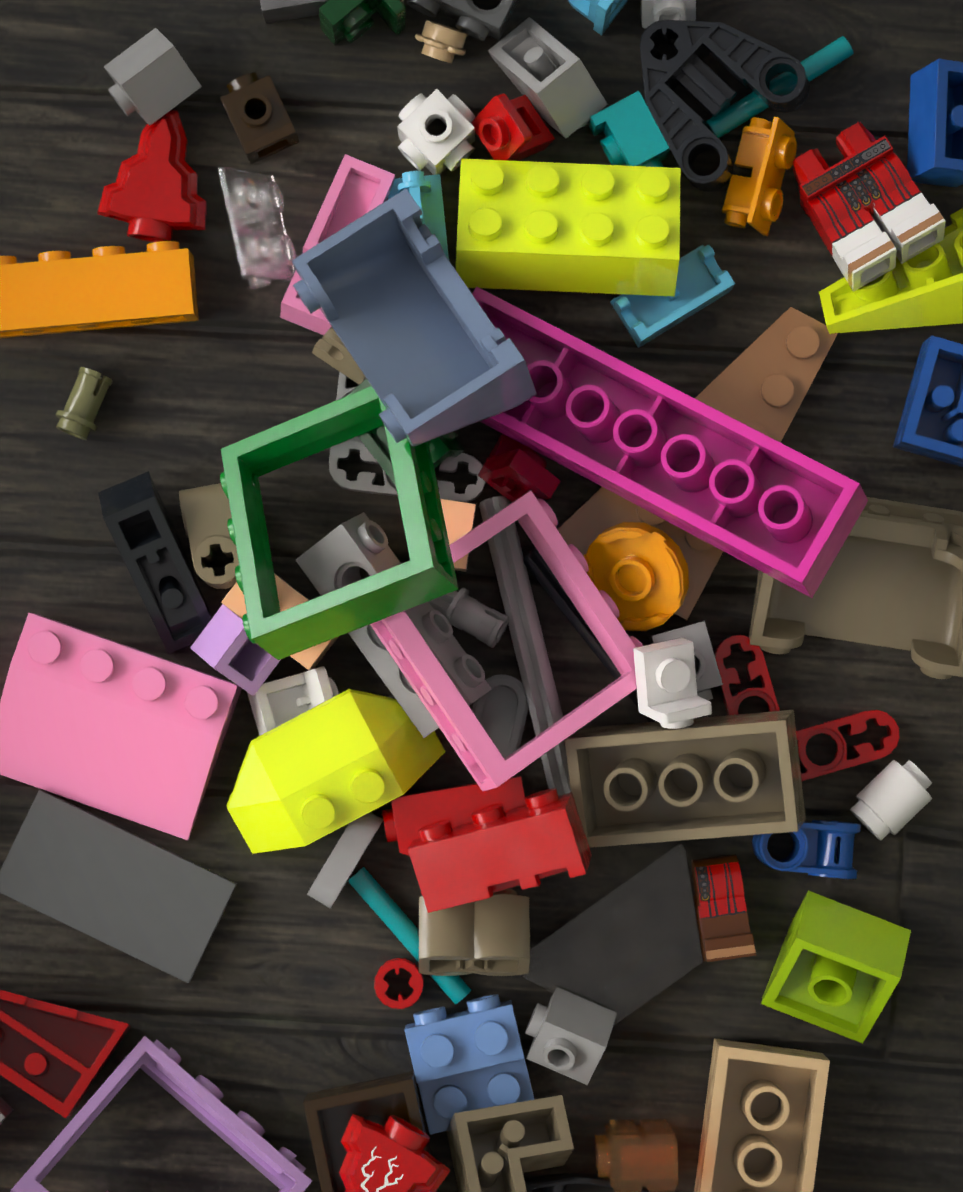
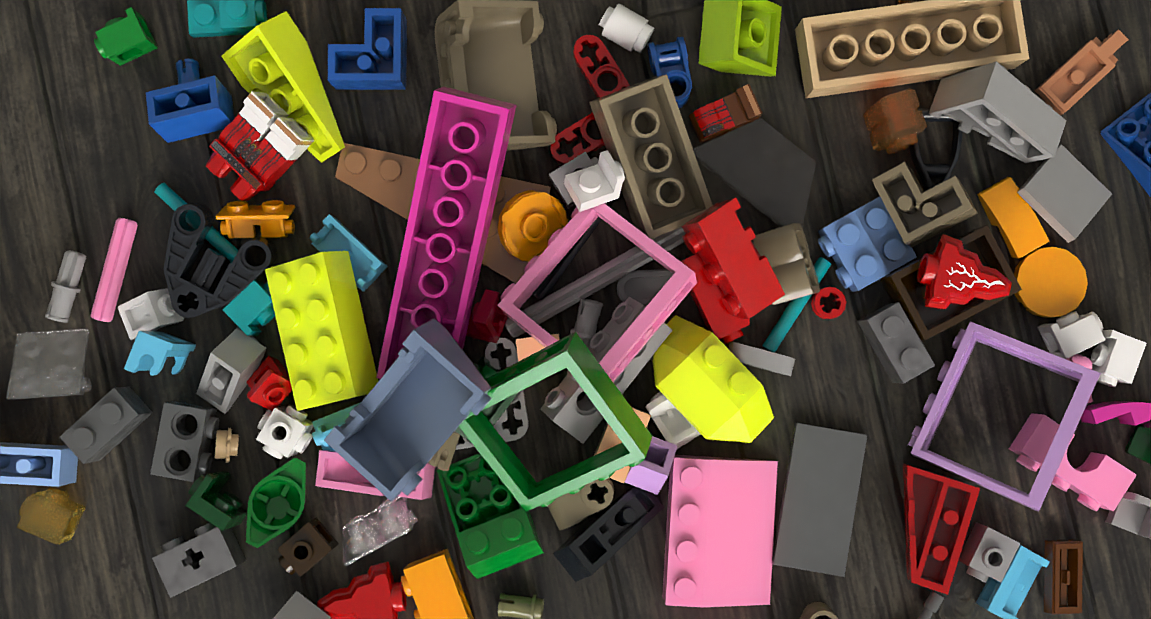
camera: 110 degrees left, 0 degrees up
(227, 390) = (487, 518): none -> green slope
(311, 1063) = (896, 343): none -> flat silver brick
(336, 93) = (276, 503): none -> green hat
(569, 1035) = (831, 186): light grey brick -> none

